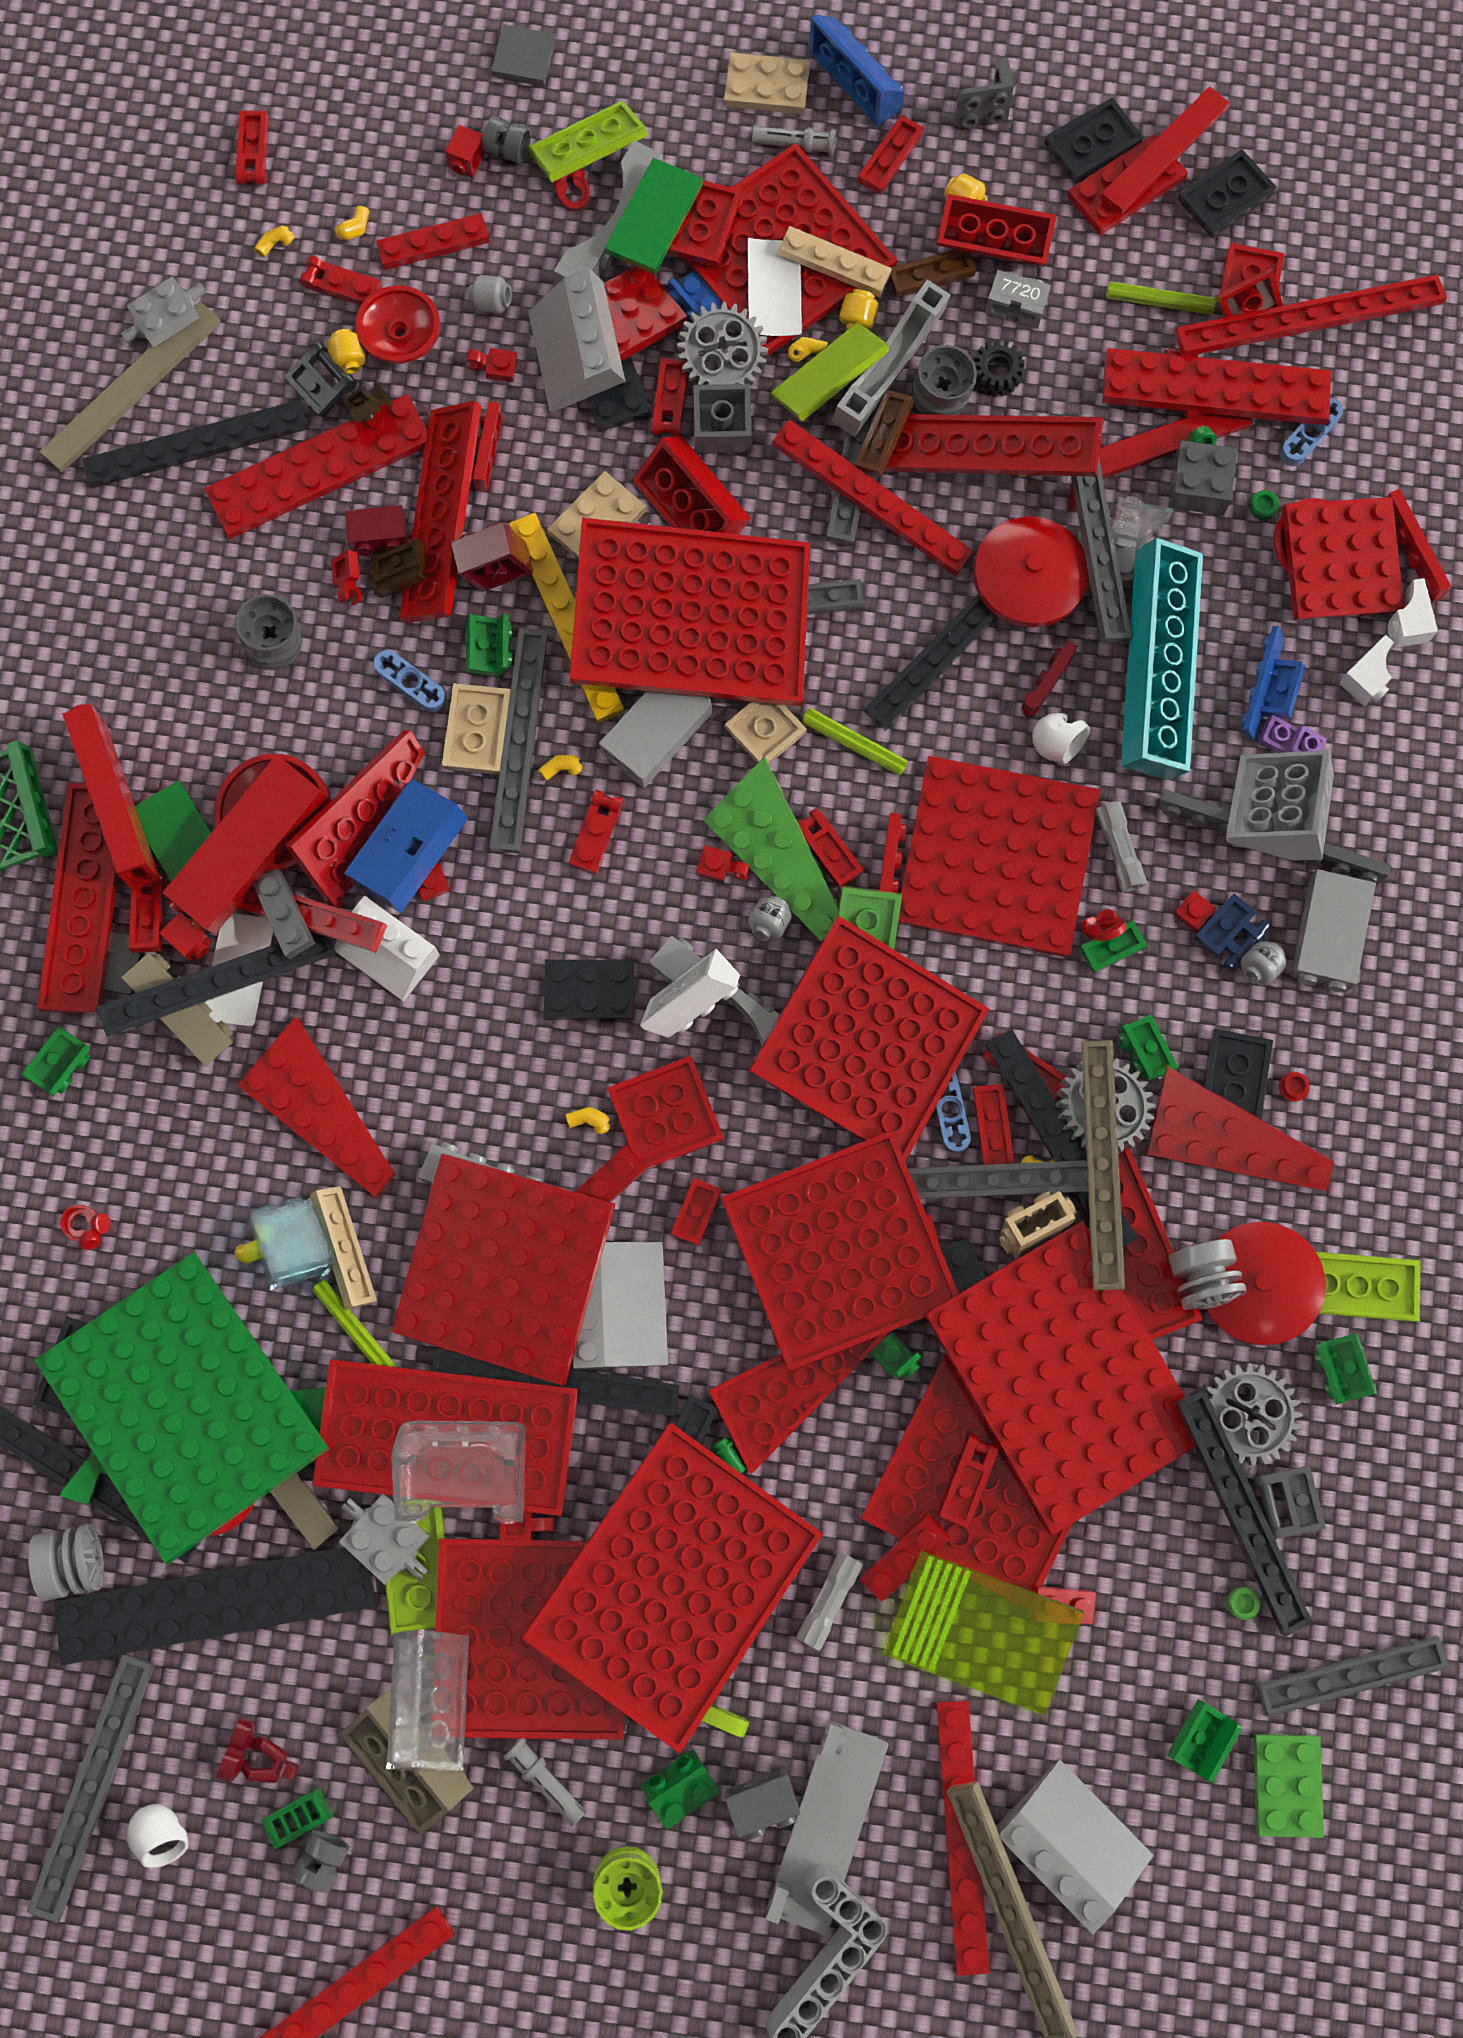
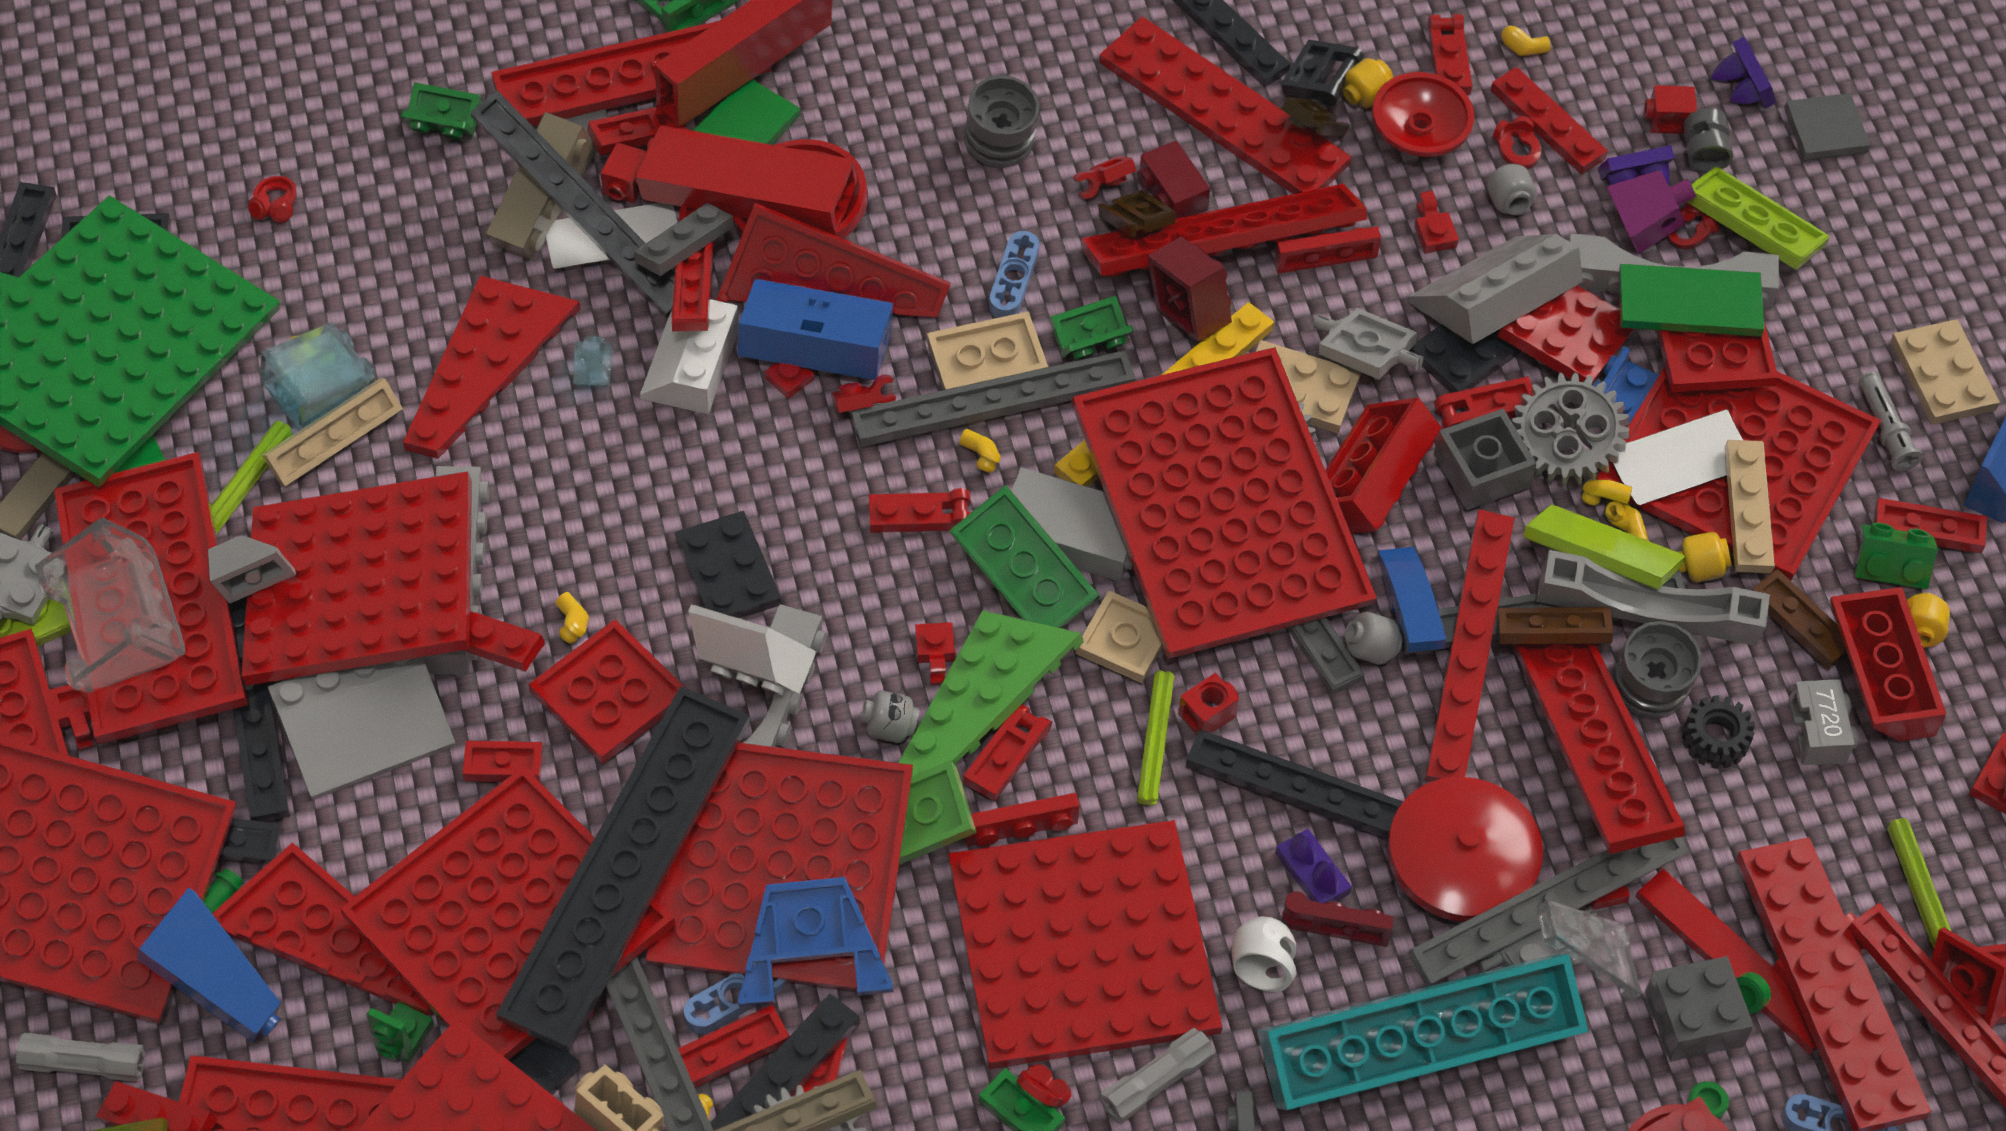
camera: 65 degrees right, 20 degrees down
(360, 1024) = (592, 362): none -> clear light blue bracket
(435, 263) = (1521, 128): none -> red piece
(446, 81) = (1741, 64): none -> dark purple tile
(464, 1354) = (246, 566): none -> light grey slope
(478, 838) = (854, 396): none -> red plate
(510, 190) = (1627, 166): none -> dark purple tile
(551, 206) = (1650, 207): none -> magenta torso
(586, 454) = (1367, 343): none -> light grey plate
(681, 773) = (1023, 561): none -> green tile
(776, 353) = (1607, 489): none -> yellow arm
(797, 1486) = (209, 968): none -> blue slope
(817, 518) = (1412, 599): none -> blue slope
(838, 559) = (1373, 638): none -> light grey head
(847, 705) = (1207, 718): none -> red brick
(847, 1150) = (623, 869): none -> black plate
(908, 187) = (1896, 555): none -> green bracket
(930, 1036) = (805, 924): none -> blue wing
(999, 679) = (1313, 868): none -> dark purple tile

